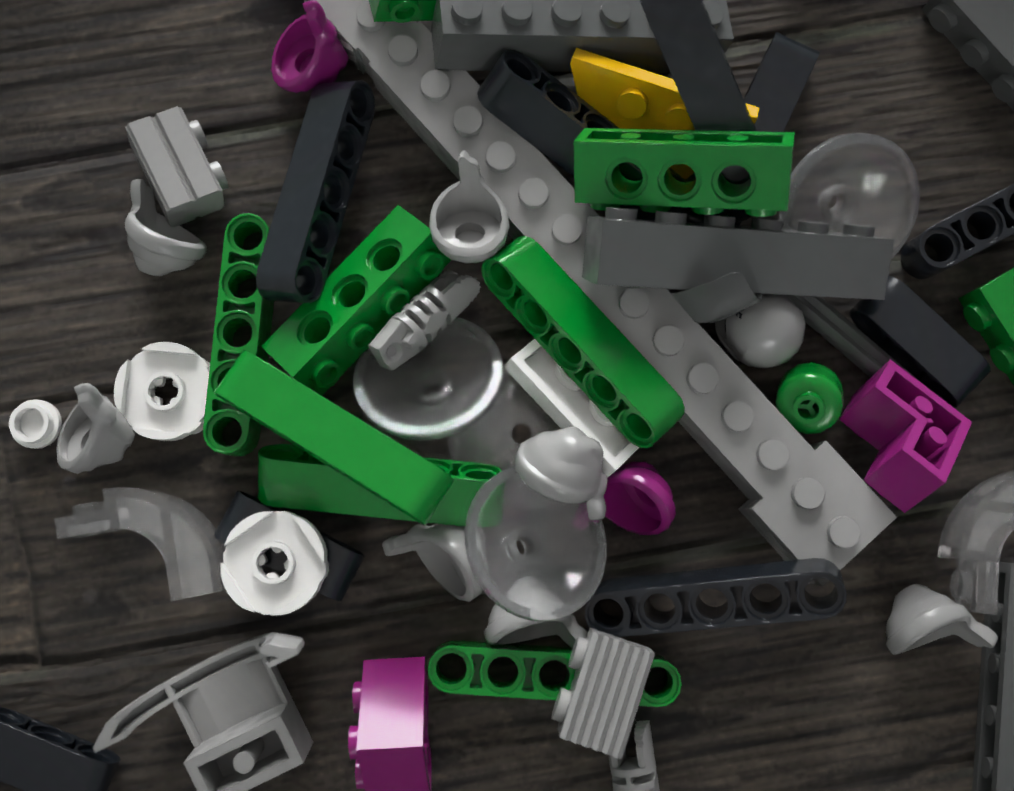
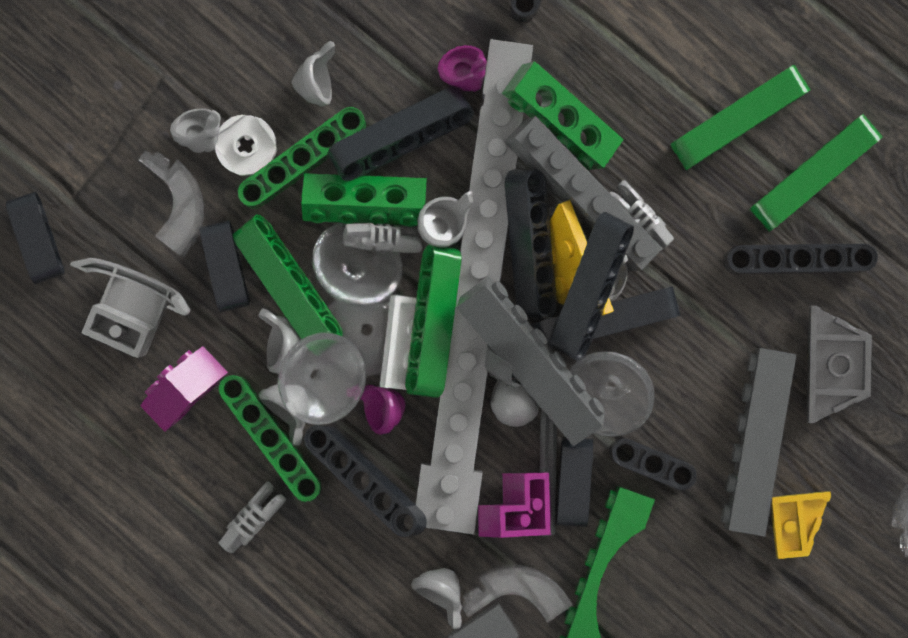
camera: 50 degrees right, 5 degrees up
(35, 424) = (178, 97): white plate -> none
(176, 165) = (356, 54): light grey brick -> none
(245, 556) = (203, 253): white plate -> none
(335, 437) = (290, 246): green beam -> none
(565, 468) = (365, 363): light grey hat -> none
(603, 692) = (280, 464): light grey brick -> none
(763, 154) = (525, 260): green brick -> none
(820, 388) = (499, 450): green head -> none

